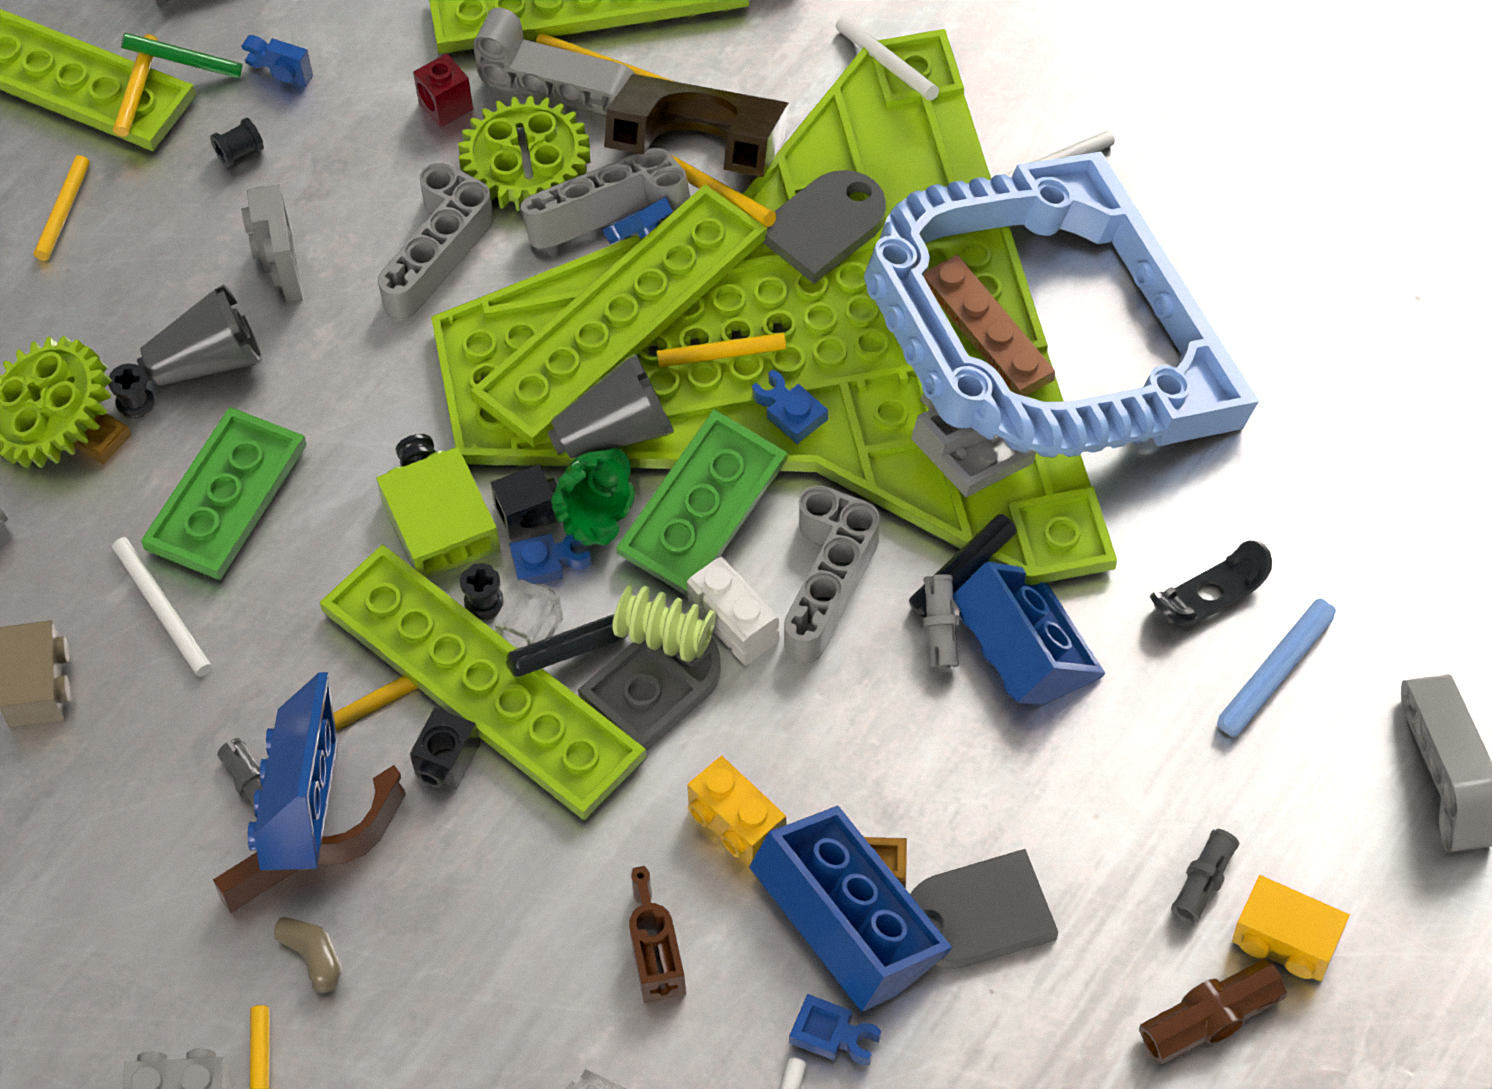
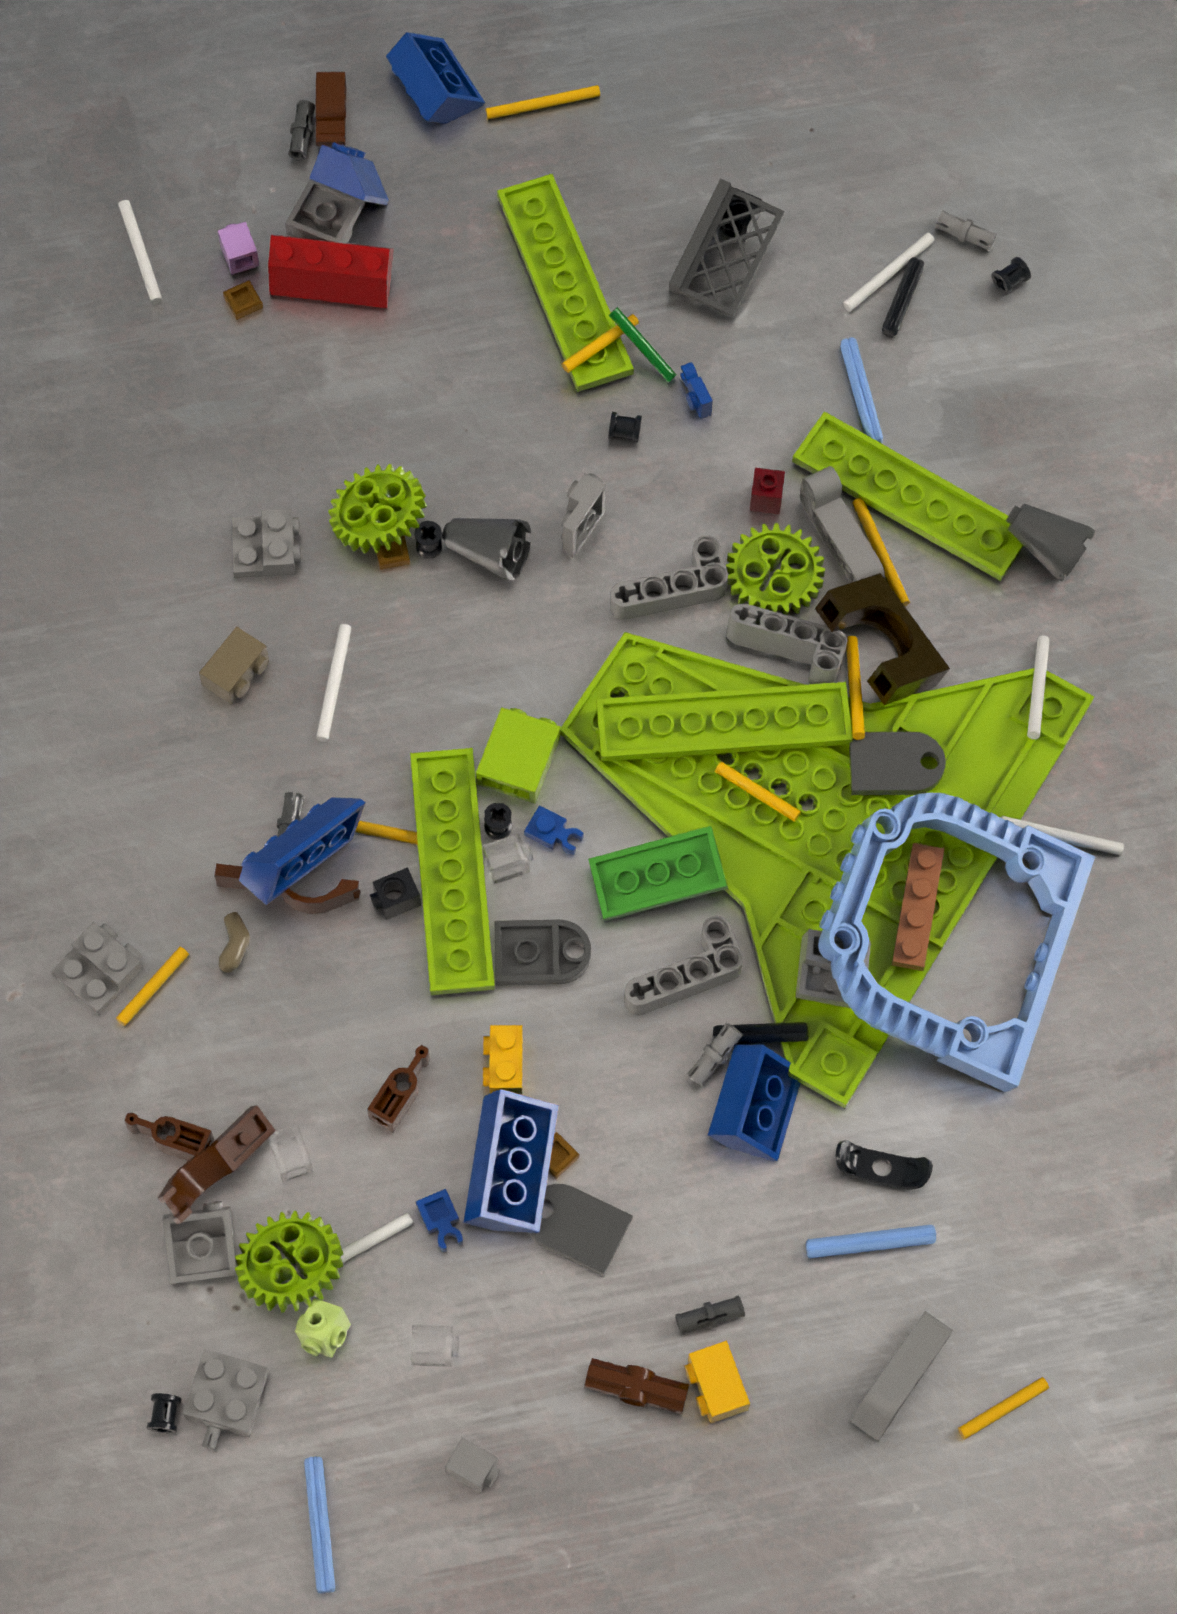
camera: 40 degrees right, 10 degrees up
(61, 208) = (496, 387): yellow bar -> none
(224, 493) = (422, 644): bright green plate -> none
(414, 448) = (540, 707): black bush -> none
(524, 500) = (570, 788): black brick -> none
(561, 646) = (511, 891): black axle -> none
(594, 496) = (603, 819): green hair -> none
(611, 413) = (657, 781): dark grey cone -> none
(641, 221) = (789, 673): blue plate -> none
(663, 625) = (564, 925): yellowish green piece -> none
(741, 615) = (614, 949): white brick -> none
(791, 411) = (760, 863): blue plate -> none

